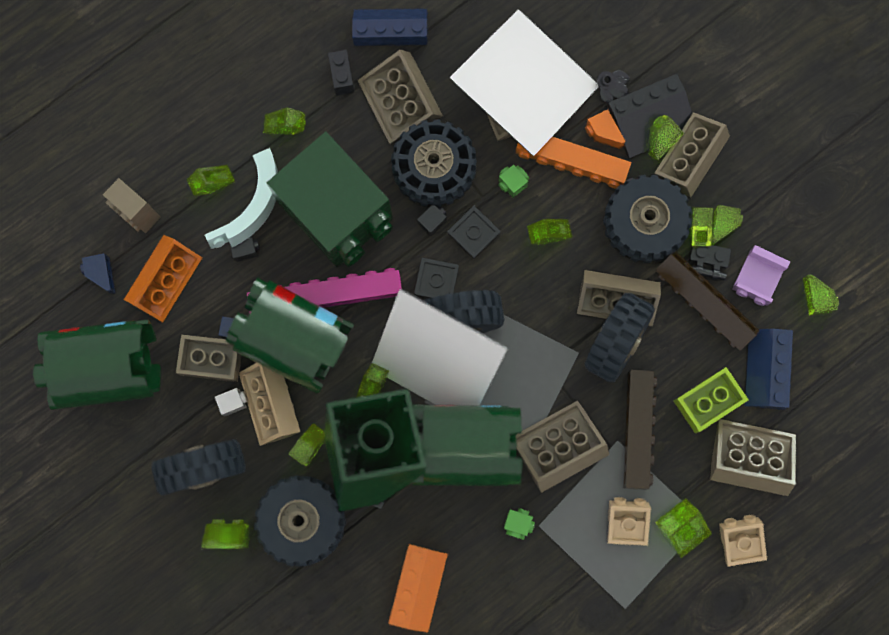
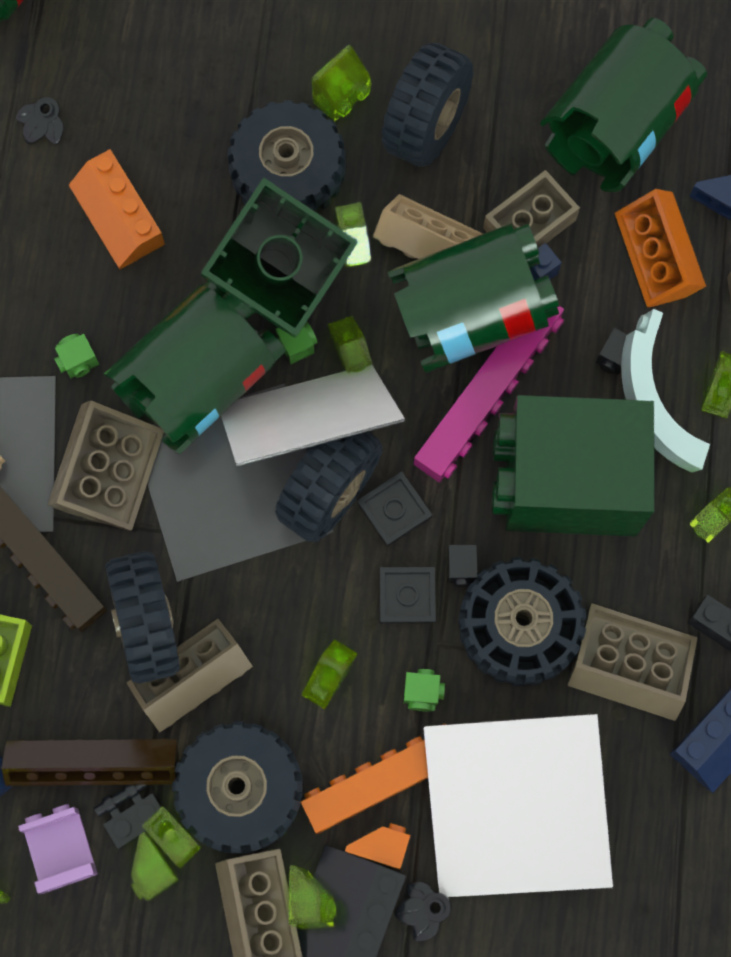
camera: 130 degrees right, 5 degrees down
(231, 401) = (467, 202): white brick -> none

